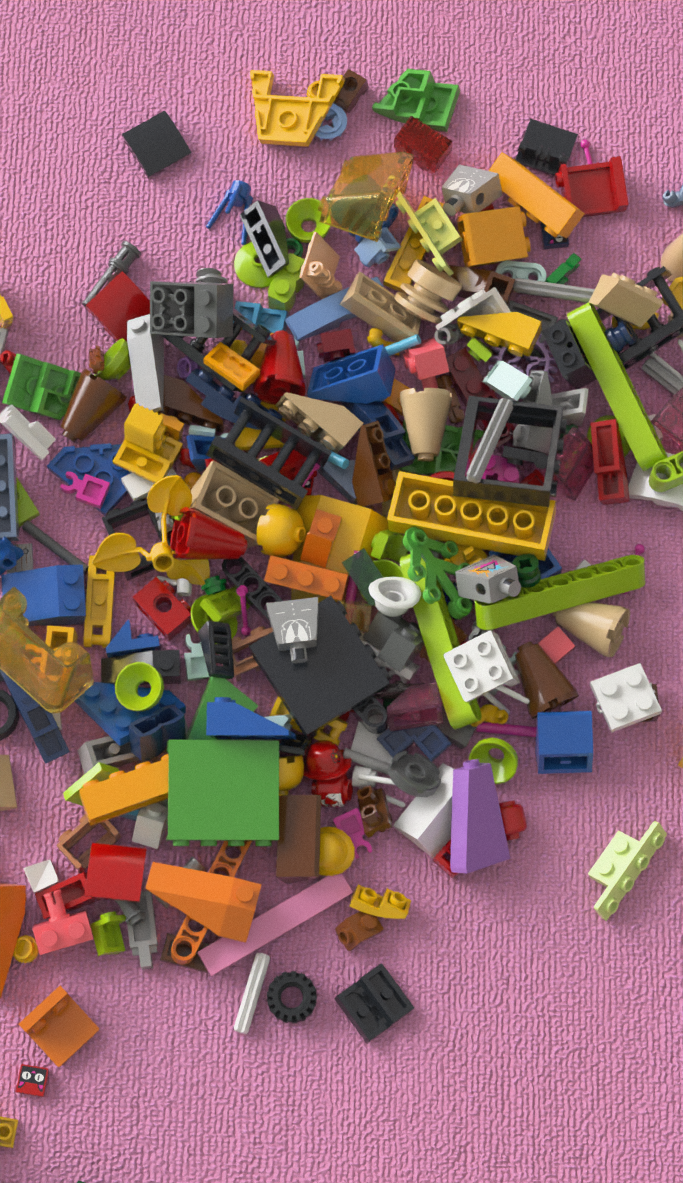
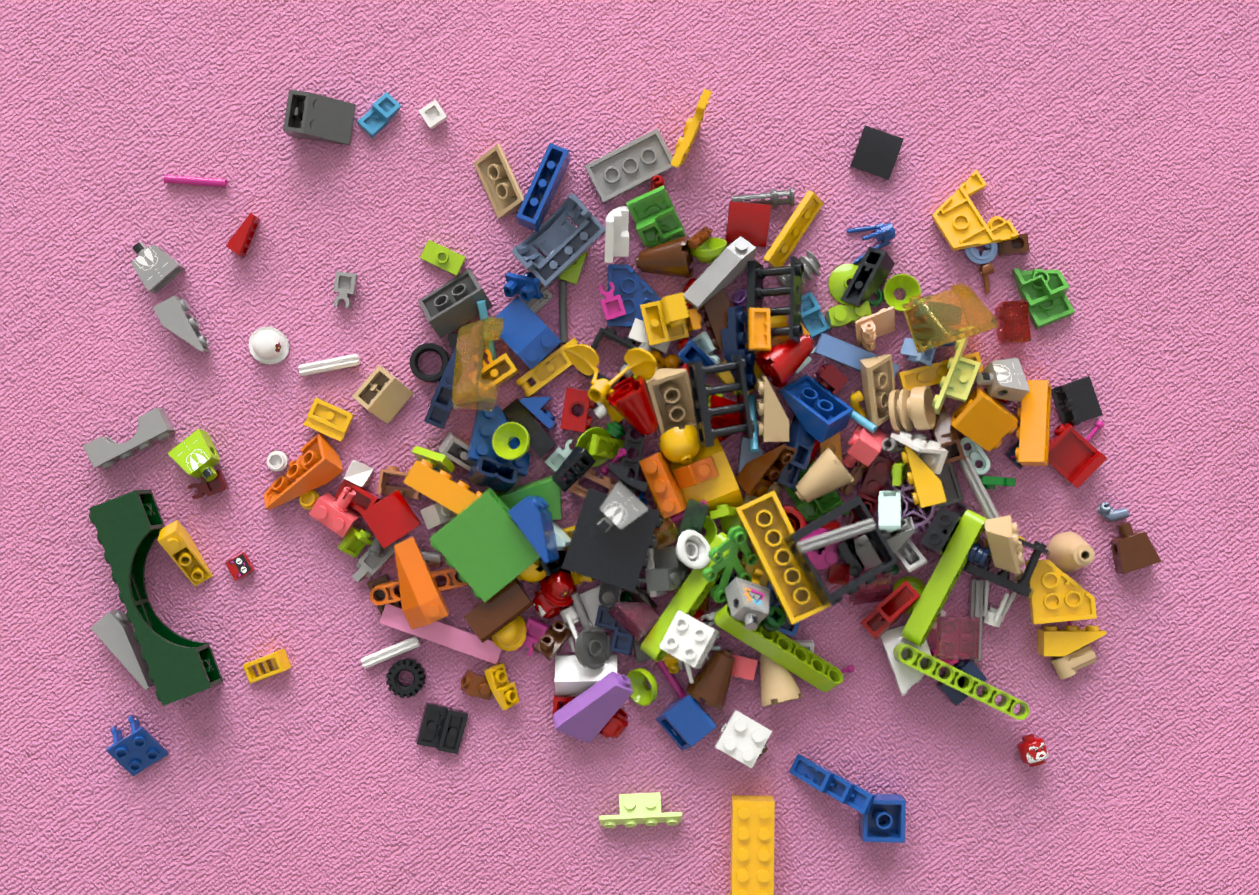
camera: 50 degrees right, 15 degrees up
(59, 1026) = (281, 557): orange bracket -> none
(158, 253) = (793, 230): none -> yellow plate
(166, 1114) = (278, 659): none -> yellow slope
(191, 309) = (775, 275): dark grey slope -> none
(255, 600) = (623, 473): none -> black slope
(352, 135) = (984, 271): none -> dark orange hand

